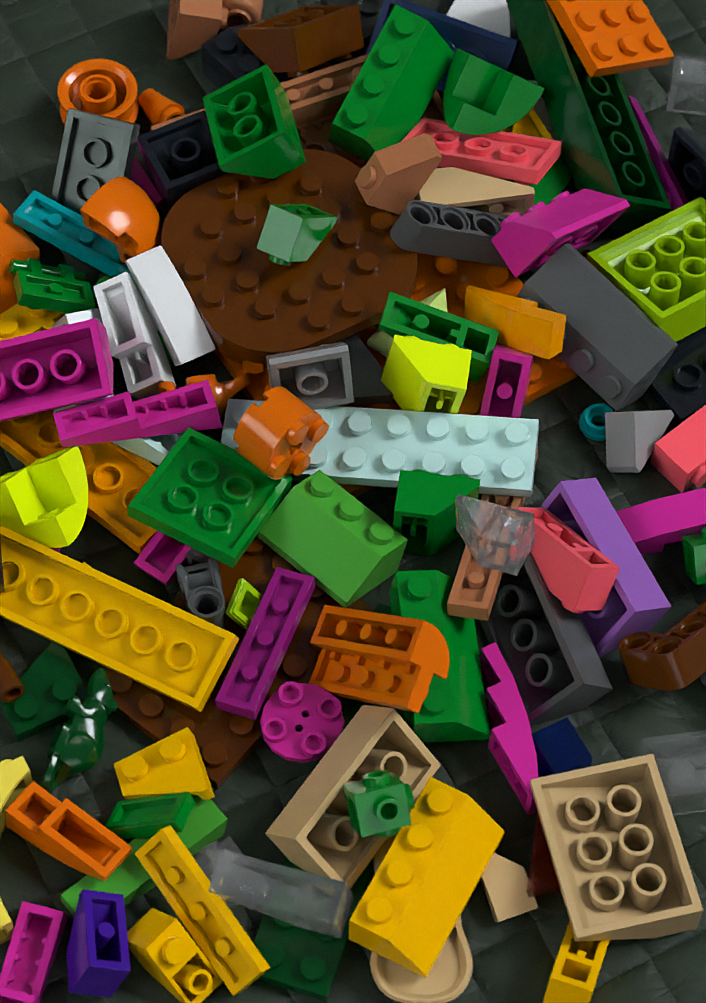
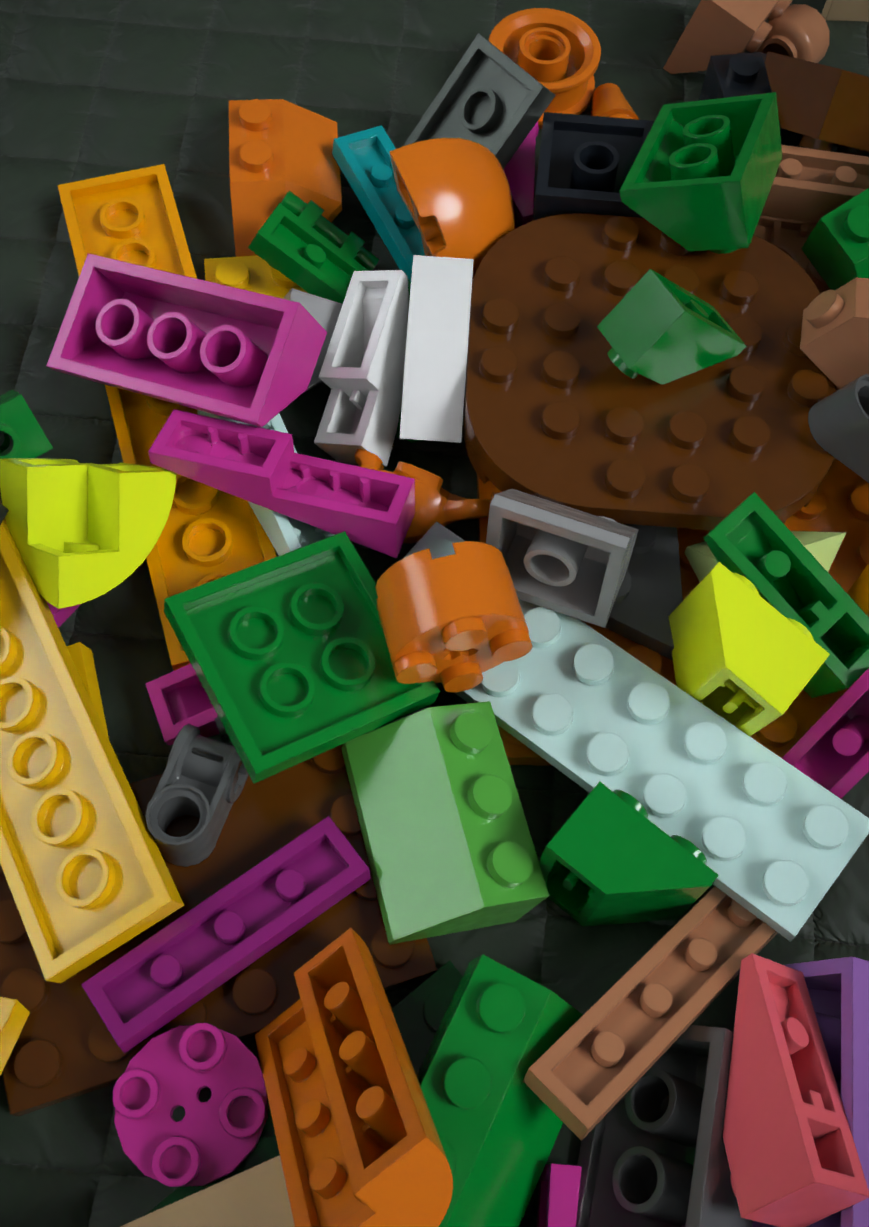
camera: 30 degrees right, 5 degrees up
(243, 603) = (241, 845): lime slope -> none
(495, 533) = (686, 991): clear slope -> none

